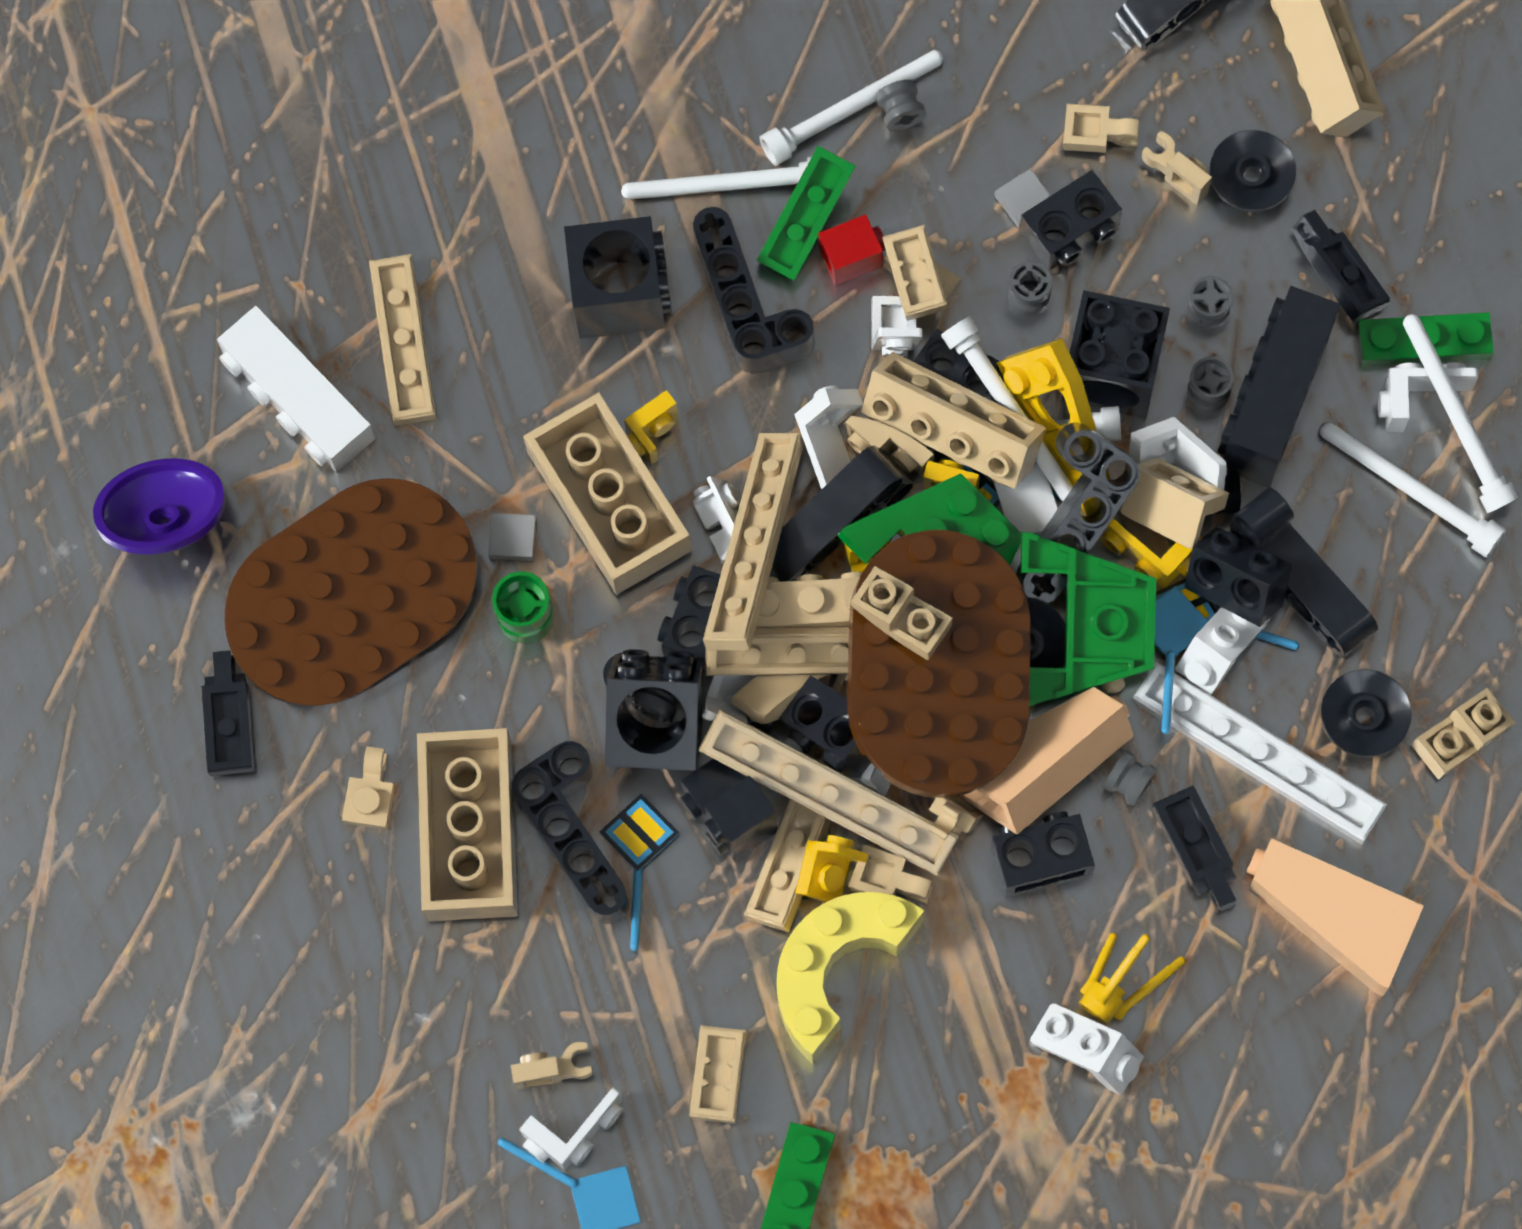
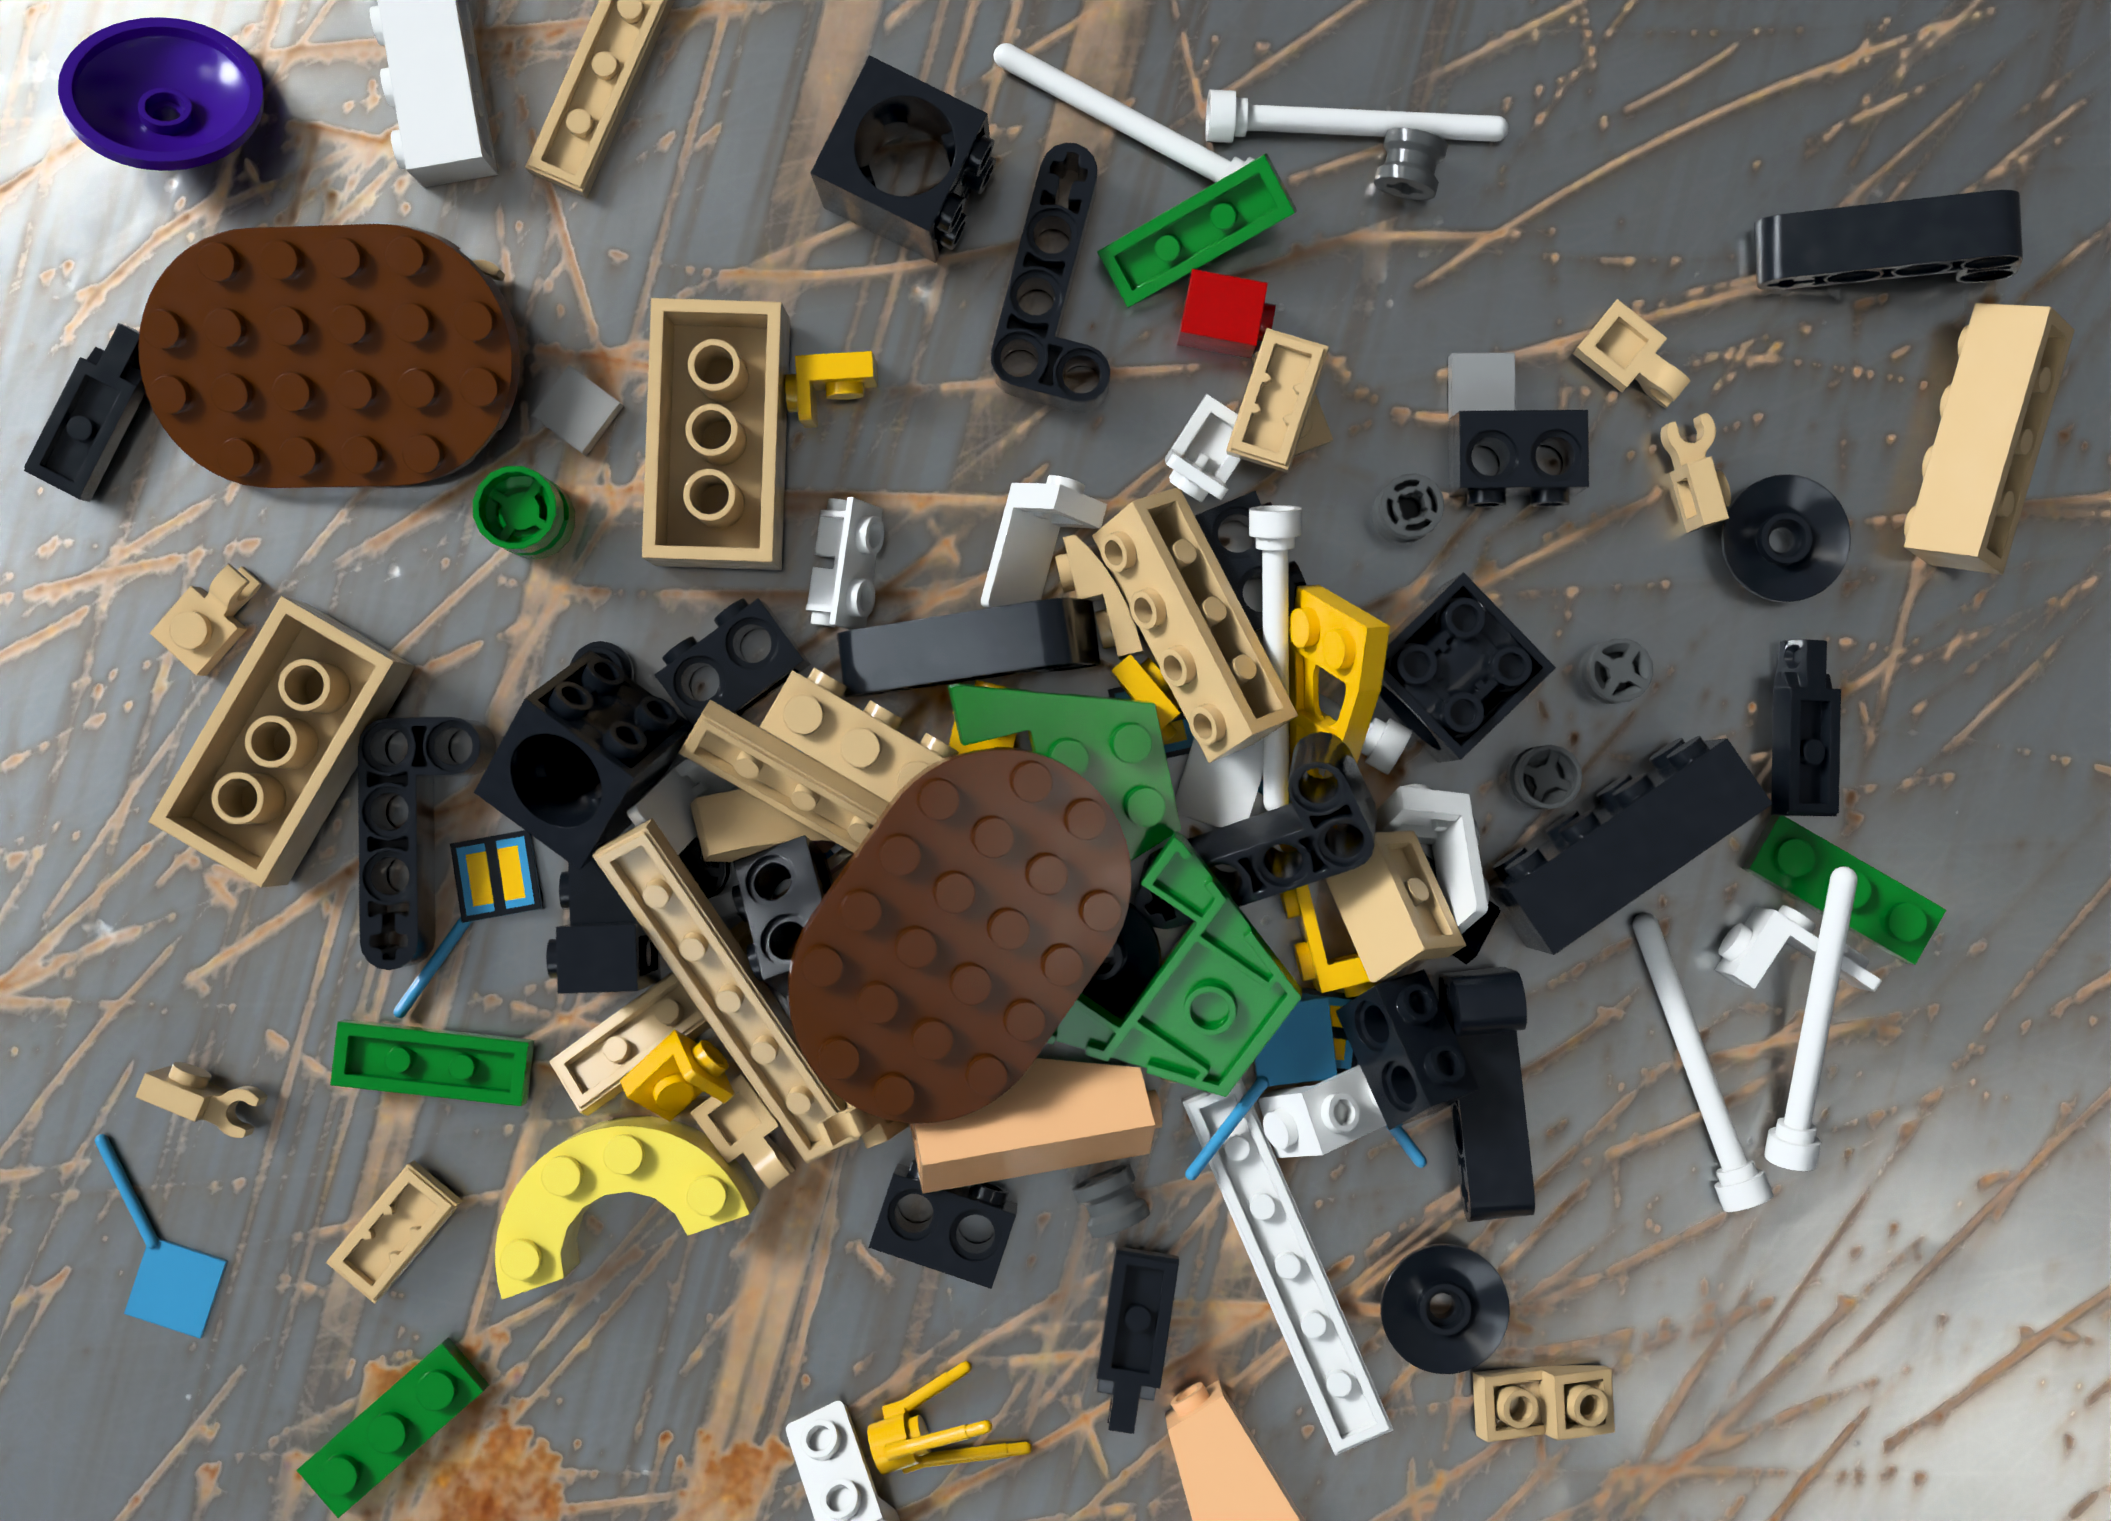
camera: 30 degrees right, 15 degrees up
(545, 1144) = (144, 1191): white bracket -> none
(675, 959) = (432, 1062): none -> green plate
(753, 542) = (841, 625): tan tile -> none
(900, 614) = (943, 855): tan slope -> none

